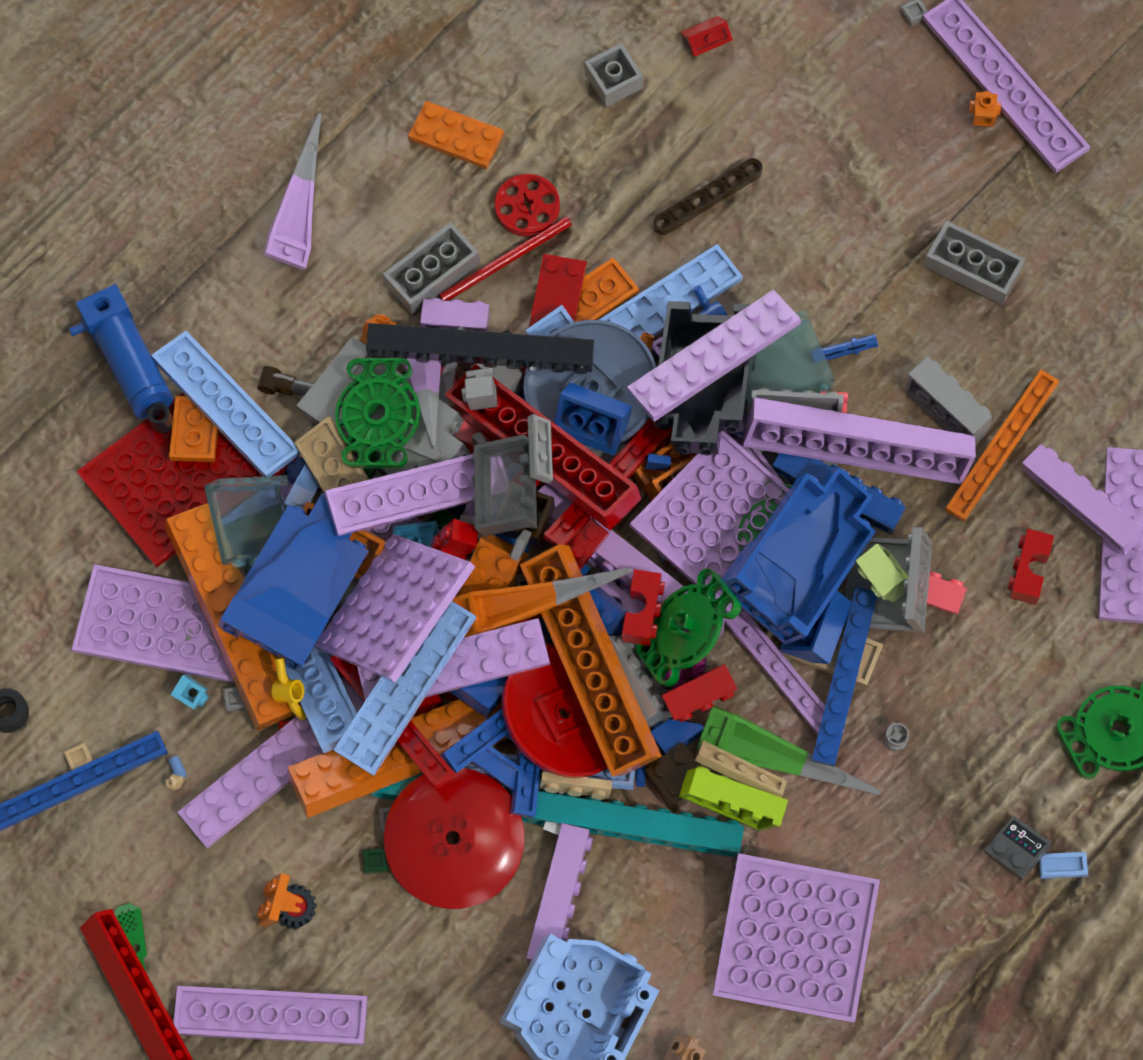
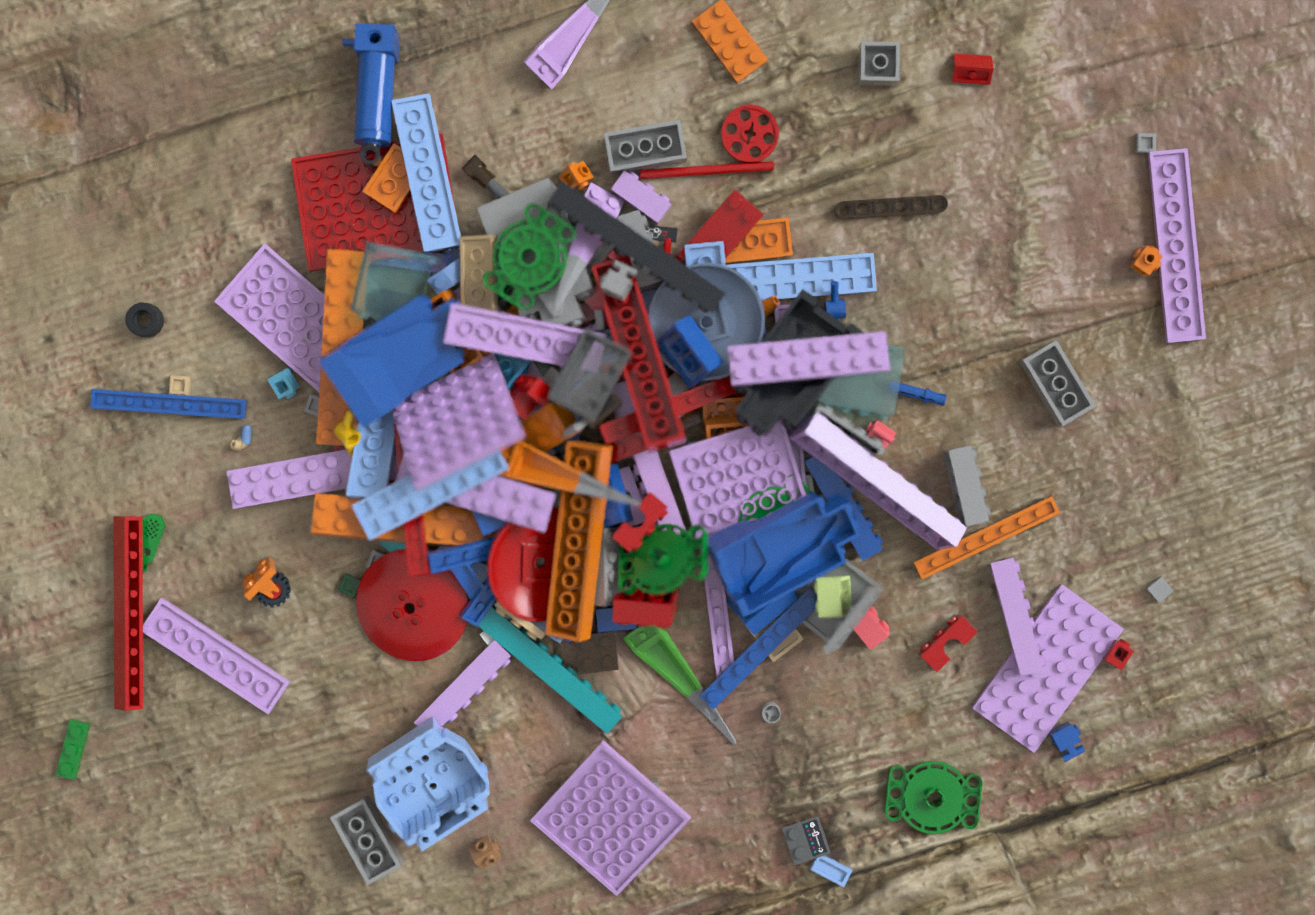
camera: 25 degrees right, 20 degrees up
(540, 448) = (631, 362): light grey tile -> none
(658, 462) = (721, 410): blue tile -> none
(733, 799) = (624, 696): lime wedge -> none
(739, 769) = (644, 674): tan plate -> none

